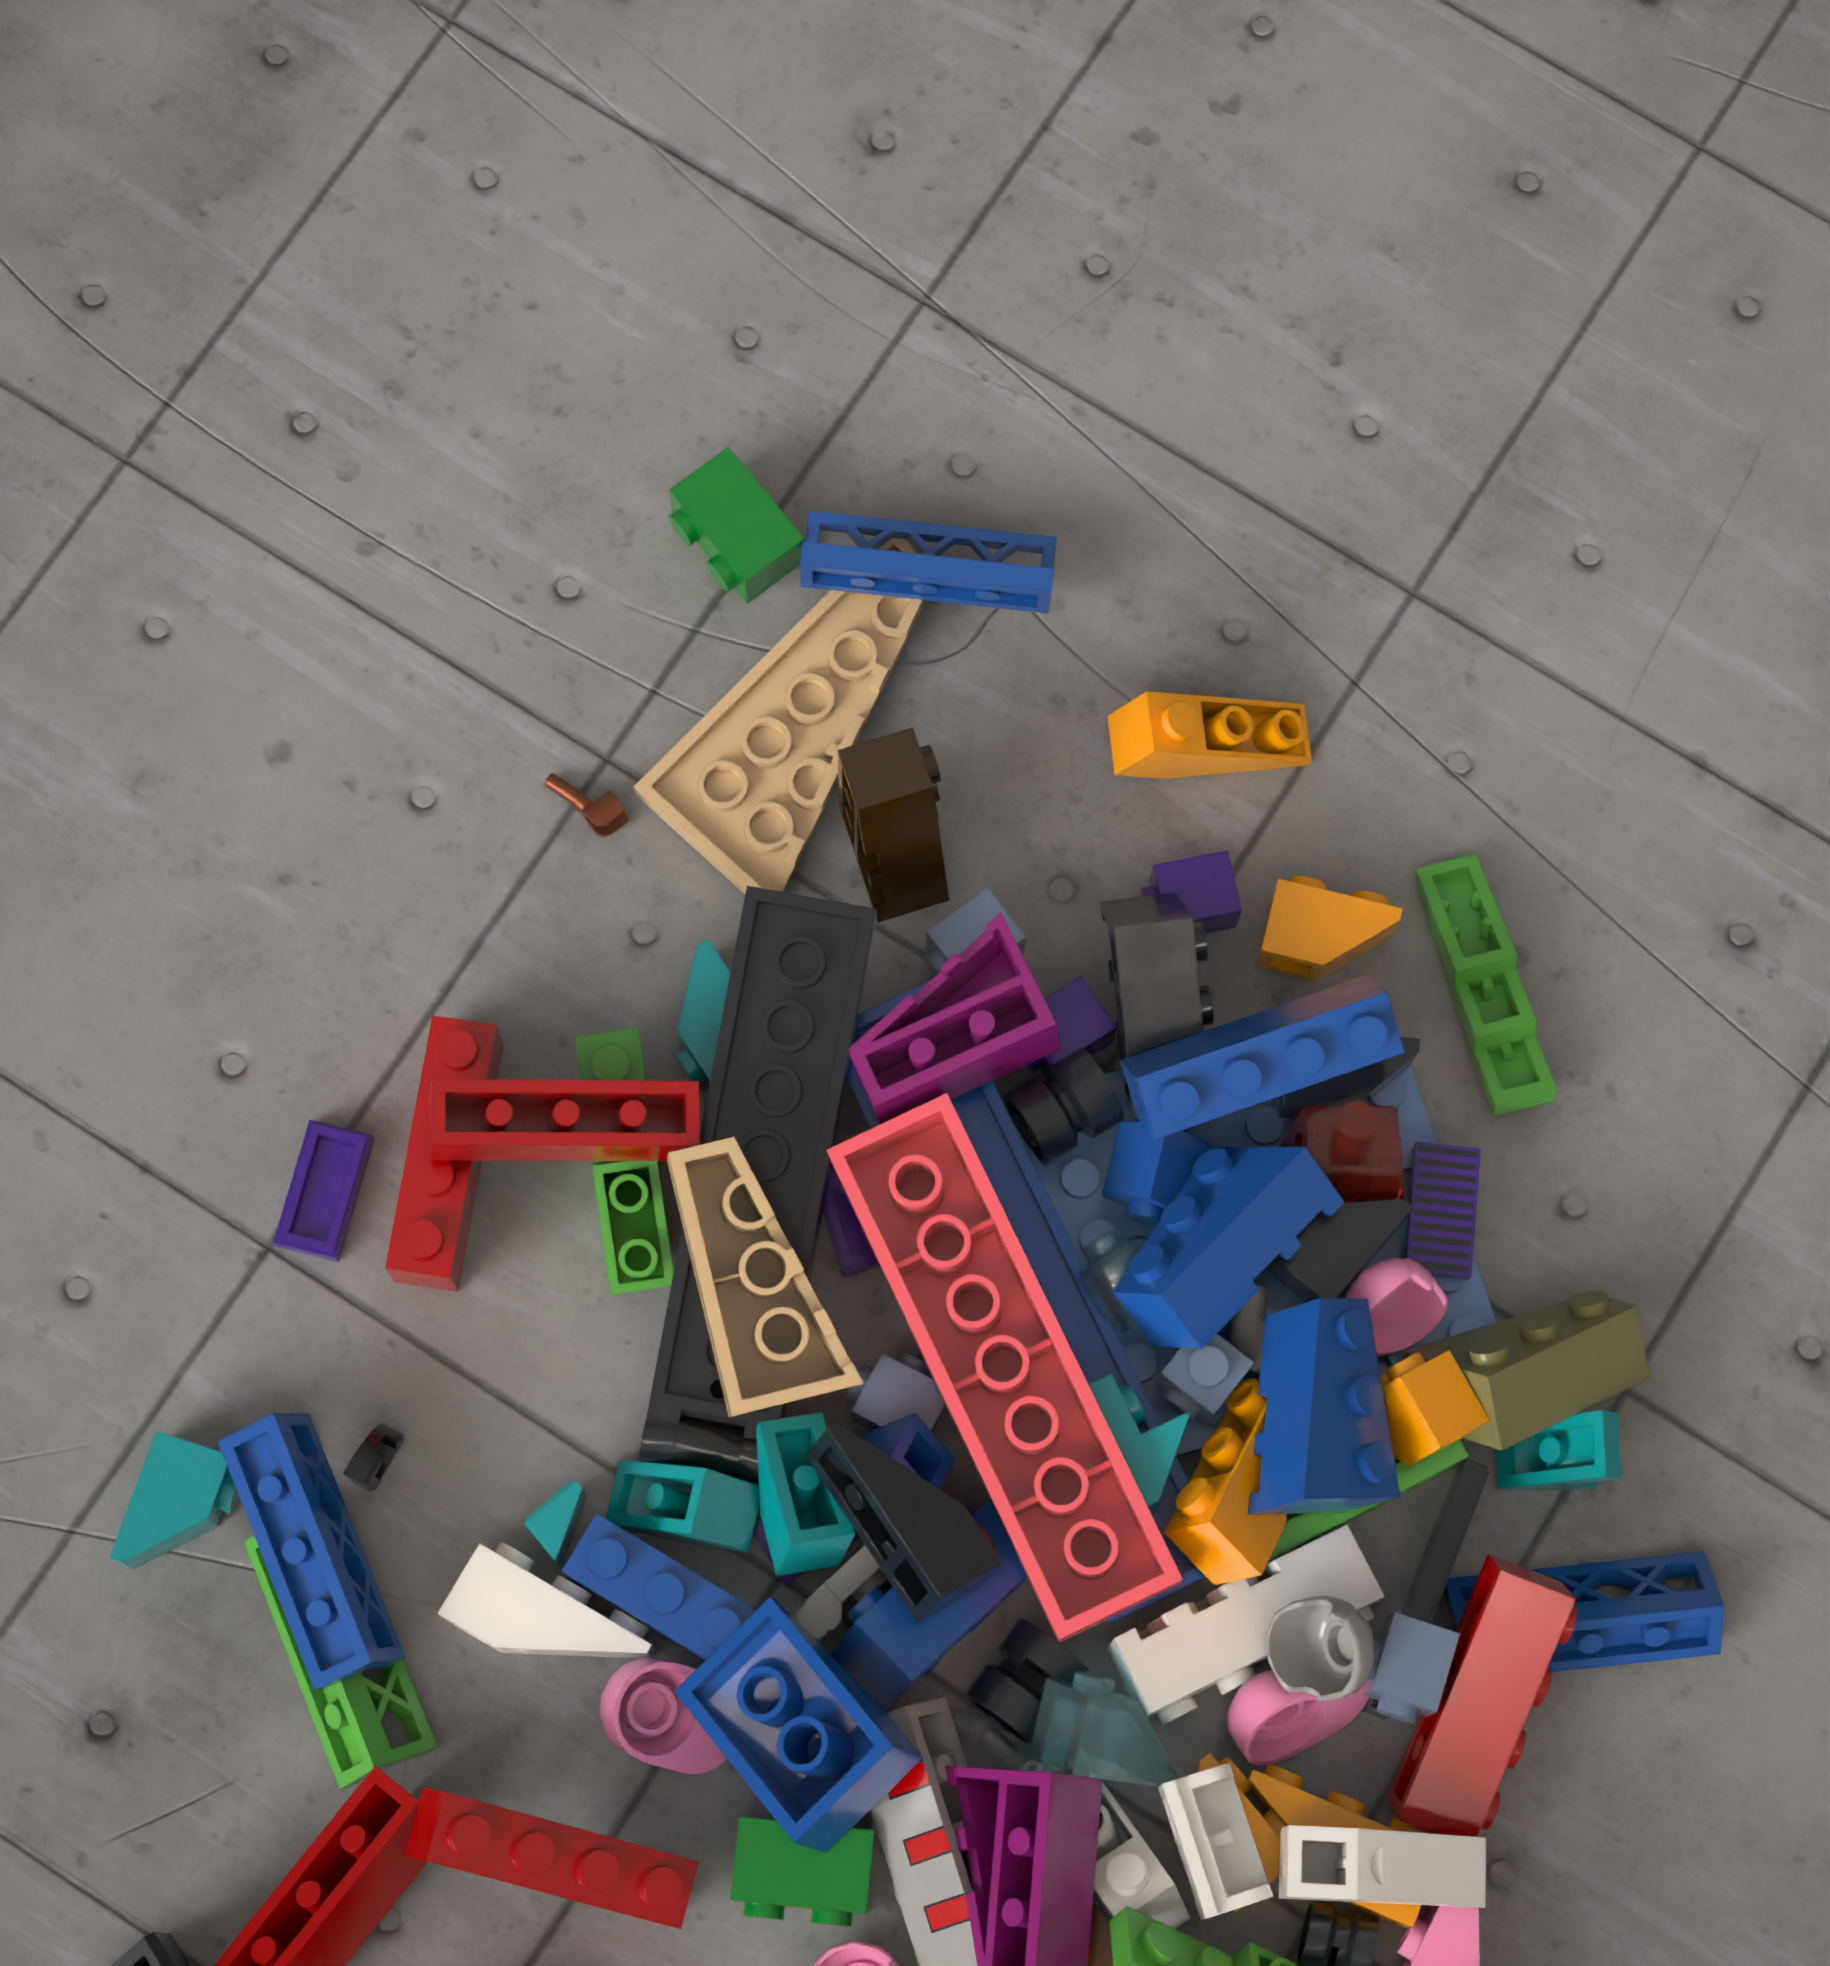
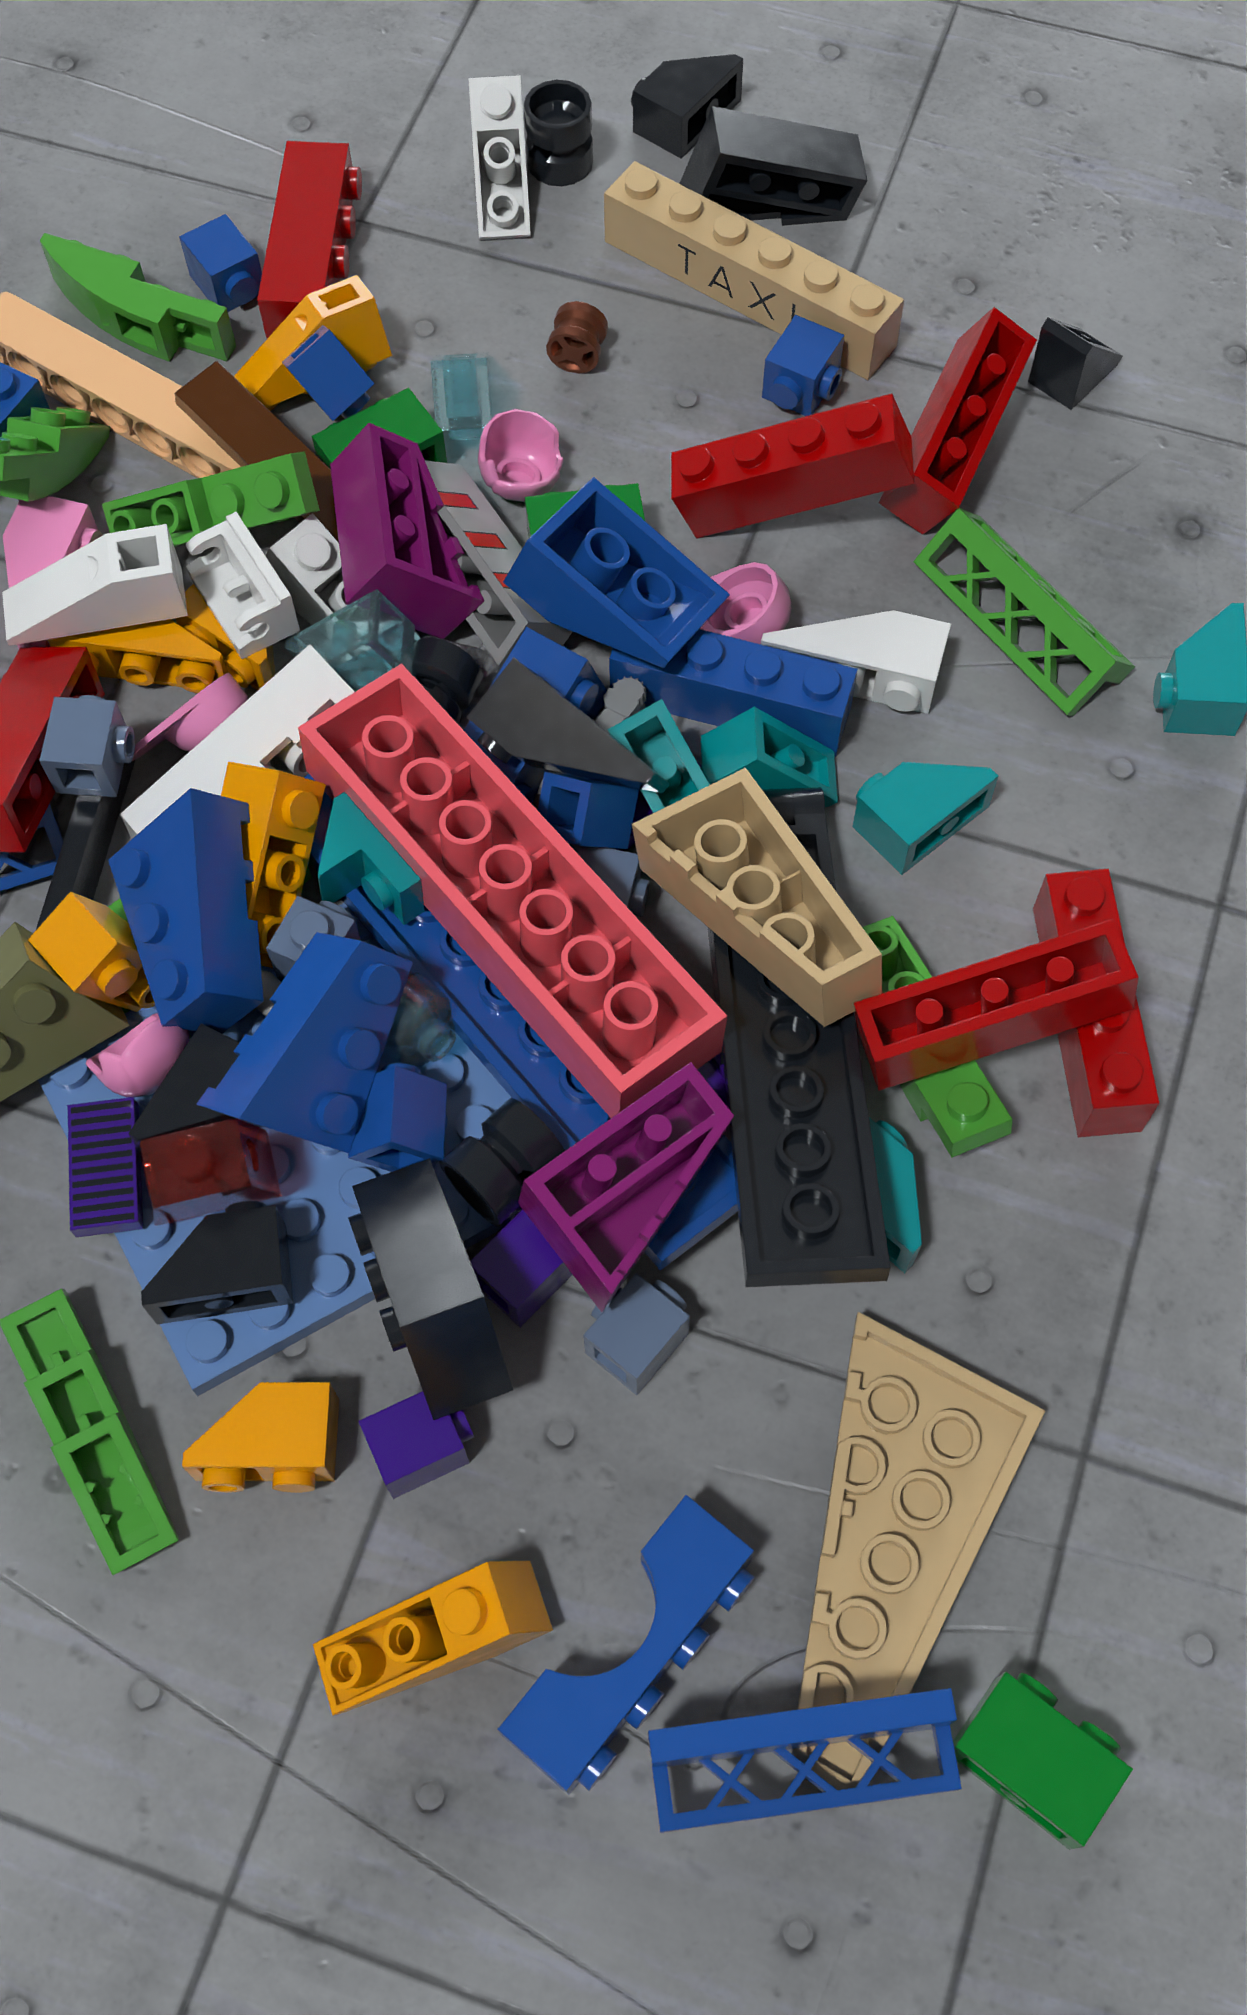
camera: 170 degrees right, 10 degrees down
(310, 1548) = (1080, 635): blue fence -> none
(323, 1190) = (1191, 960): dark purple tile -> none
(374, 1457) = (1053, 745): black tile -> none
(541, 1414) = (920, 808): none -> teal slope
(556, 1520) = (878, 728): teal slope -> none
(602, 815) = (1069, 1380): copper hand -> none
(893, 822) = (761, 1420): dark brown wedge -> none
(1106, 643) = (572, 1719): none -> blue arch
(1262, 1056) = (300, 1217): blue brick -> none
(1320, 1648) = (164, 730): light grey hair -> none

